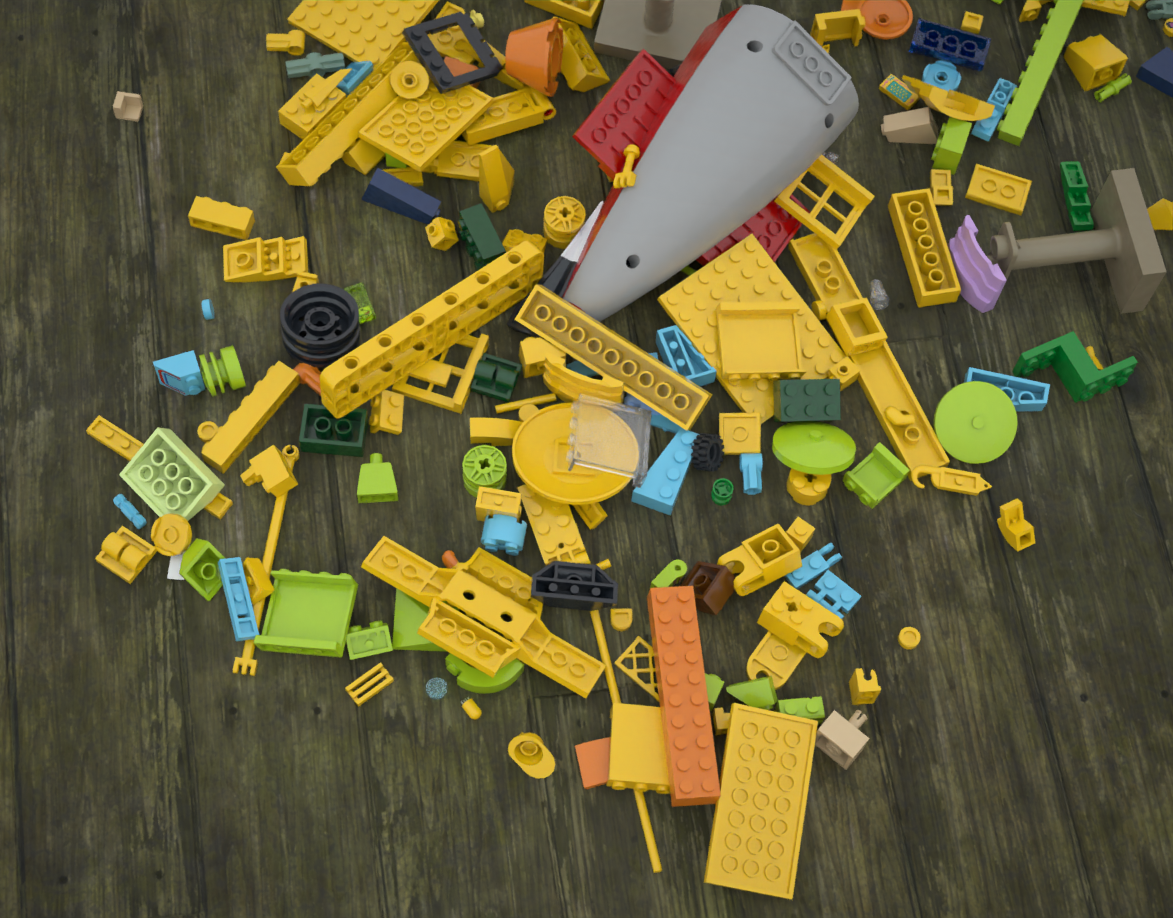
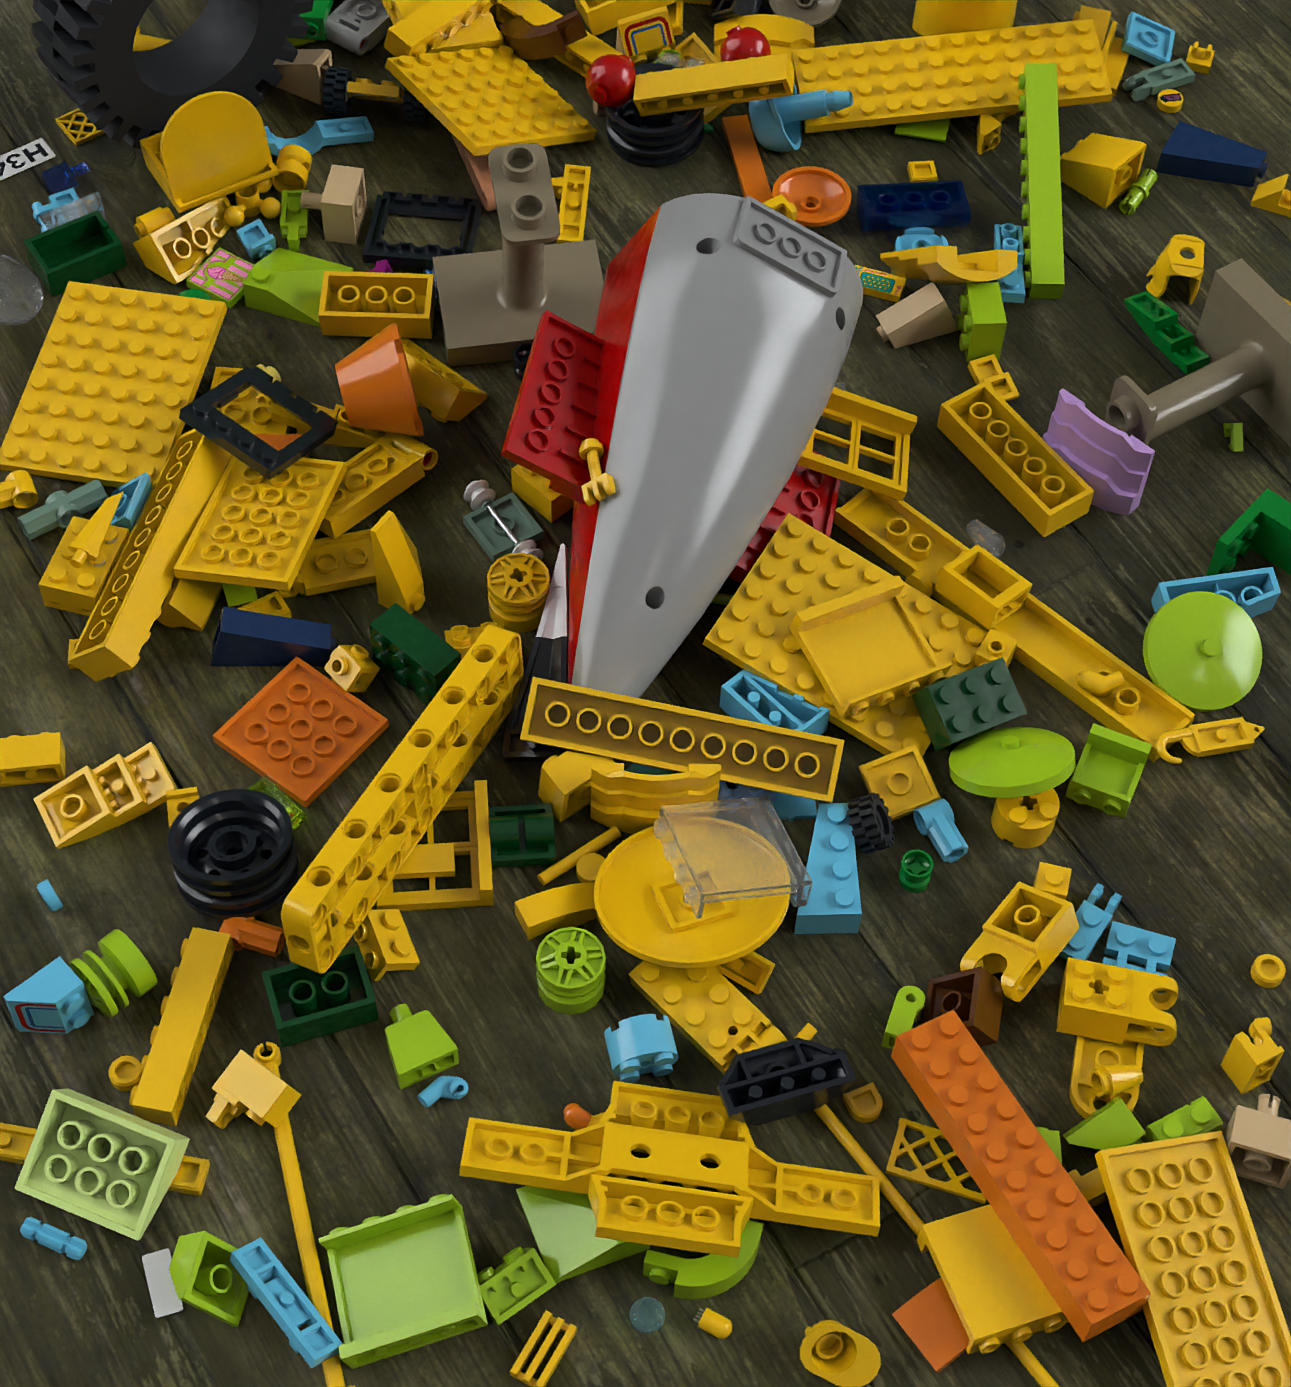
camera: 20 degrees left, 10 degrees down
(125, 554) = (75, 1306): yellow plate -> none
(171, 534) = (137, 1246): yellow tile -> none
(257, 580) = (301, 1261): yellow slope -> none
(382, 512) = (443, 1087): none -> medium azure arm
(395, 262) = (301, 731): none -> orange plate
(412, 71) = (220, 465): yellow dish -> none
(497, 501) = (614, 1002): yellow panel -> none
(576, 173) = (501, 524): none -> sand green plate
(775, 665) = (1113, 1079): none -> yellow cone
(883, 670) = (1263, 1023): none -> yellow hand
(998, 189) = (1065, 358): yellow tile -> none
(1082, 282) = (1235, 432): none -> lime tile
(1101, 151) = (1173, 264): none -> yellow piece

